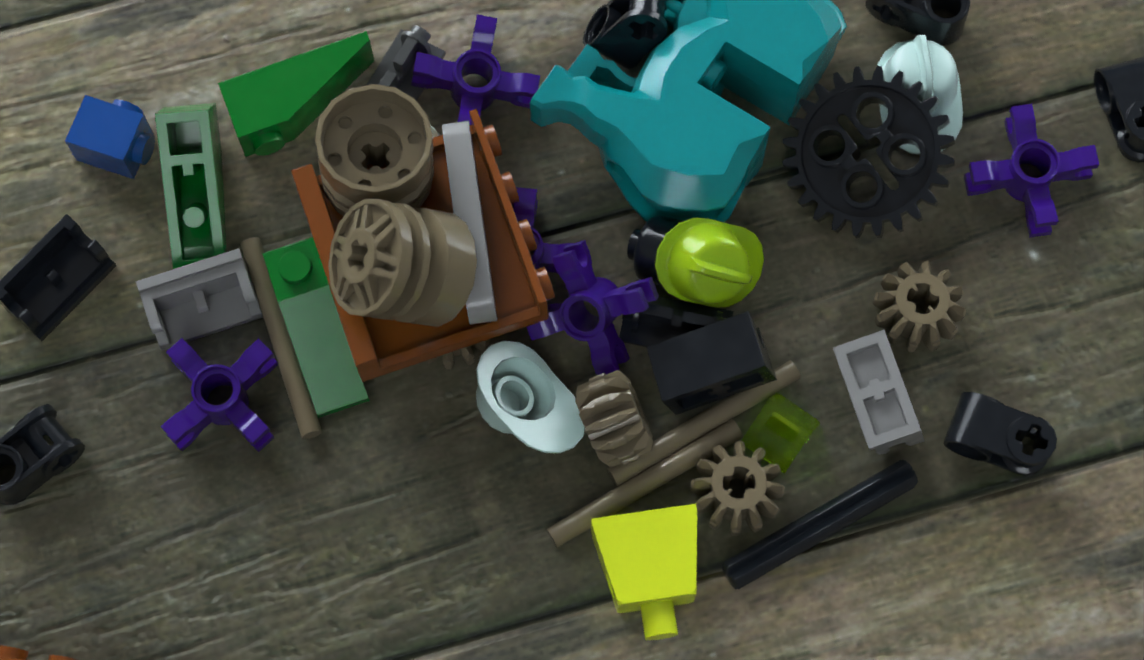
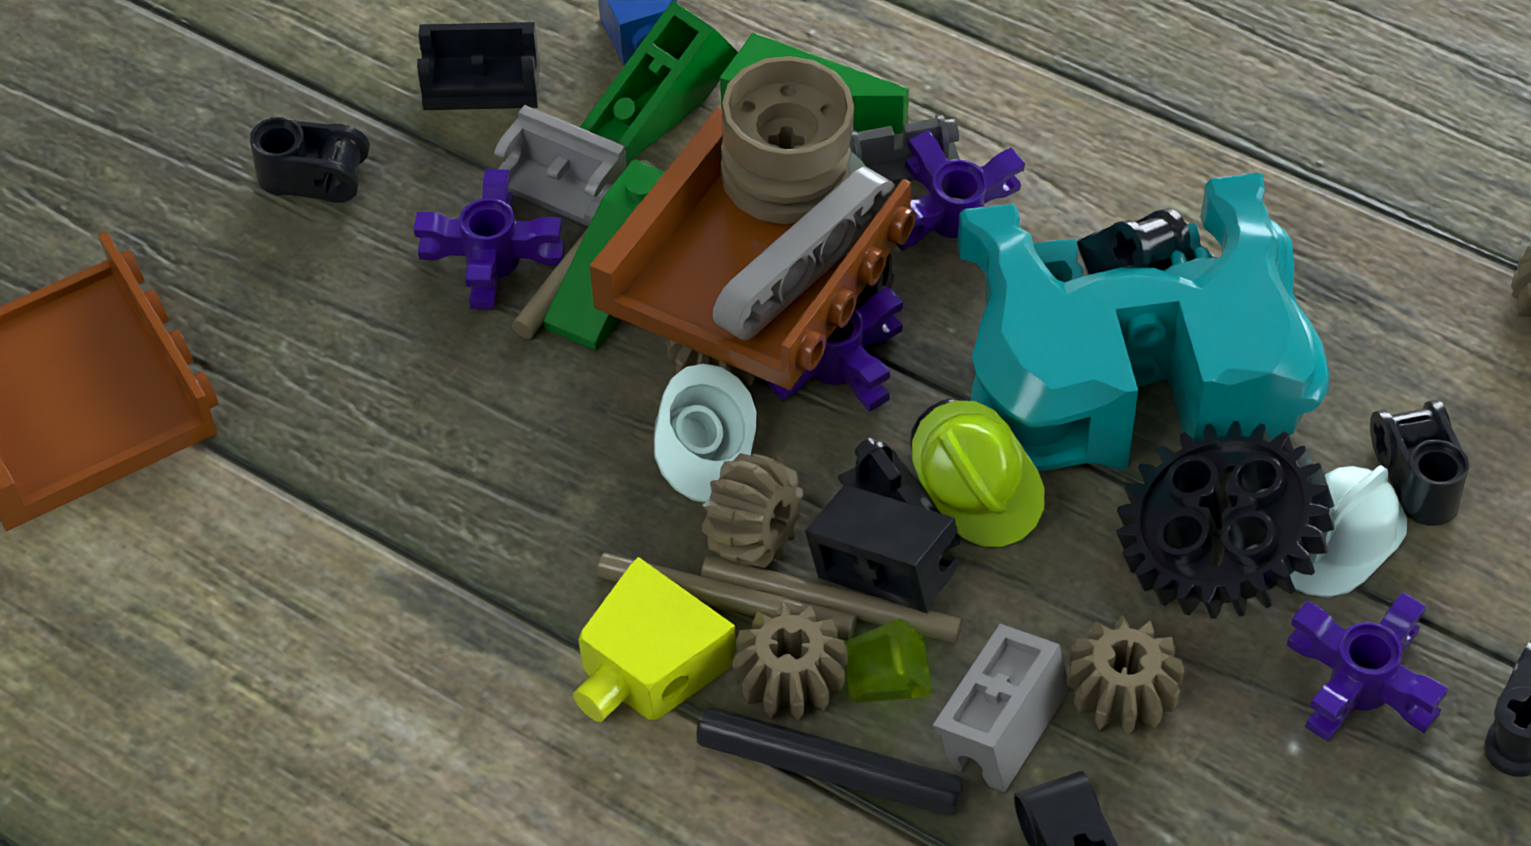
camera: 50 degrees right, 20 degrees down
(402, 263) = (713, 226): dark tan wheel -> none
(605, 345) = (836, 415): dark purple pin -> none

